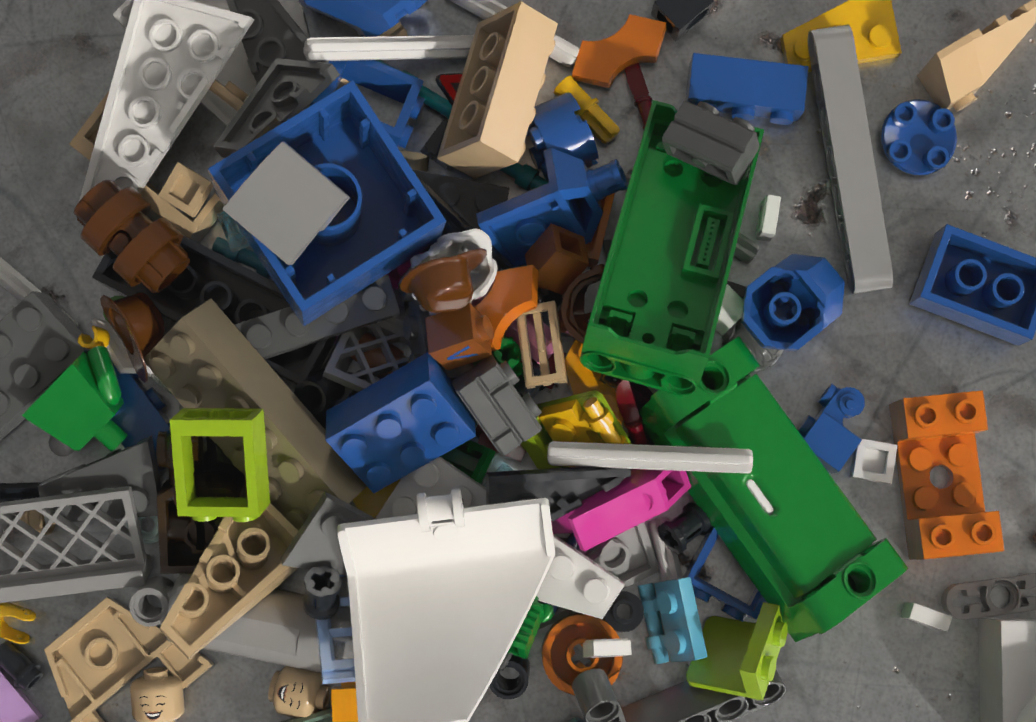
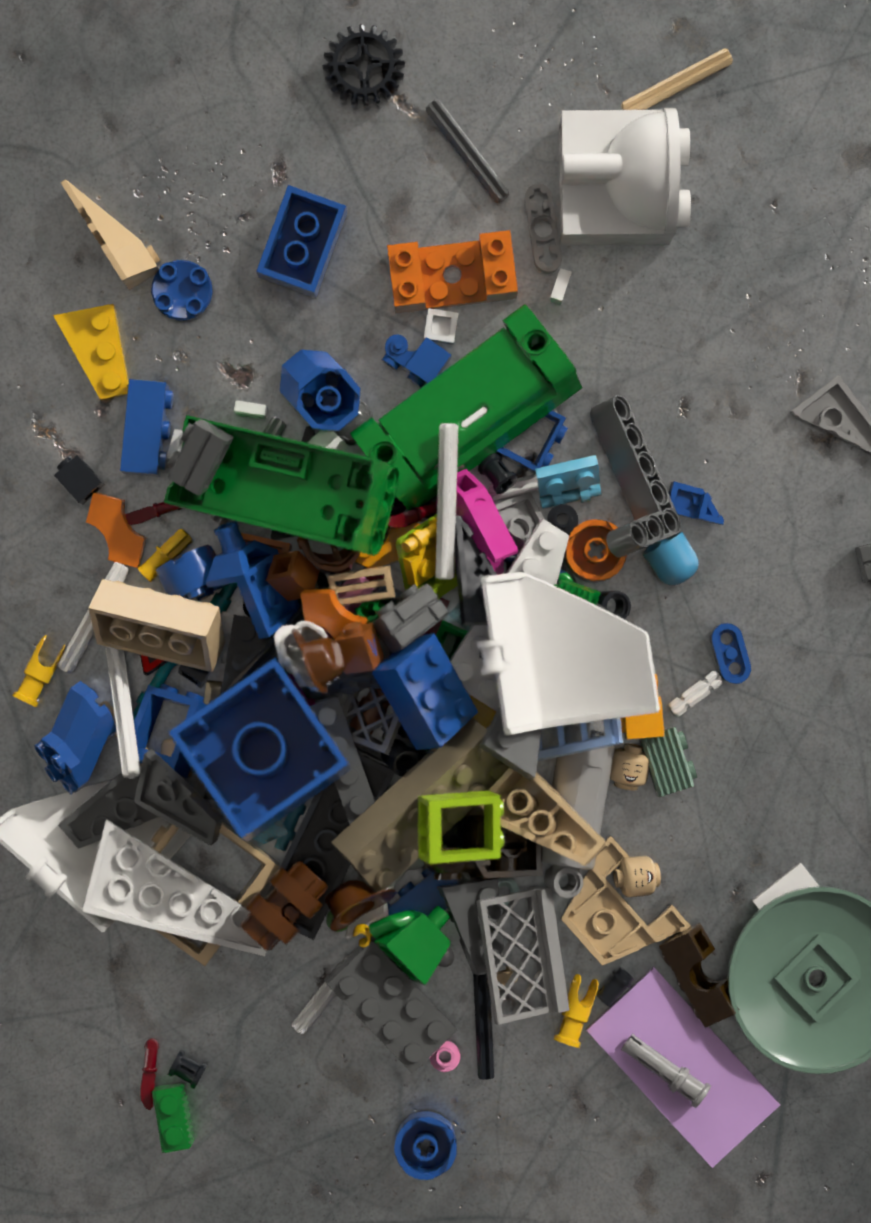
camera: 85 degrees left, 5 degrees up
(186, 189) = (242, 869): tan plate -> none
(286, 203) = (268, 777): light grey slope -> none
(316, 588) = (557, 744): black bush -> none
(606, 648) = (590, 531): white tile -> none
(740, 654) = (592, 430): lime bracket -> none
(850, 159) = (202, 345): light grey beam -> none

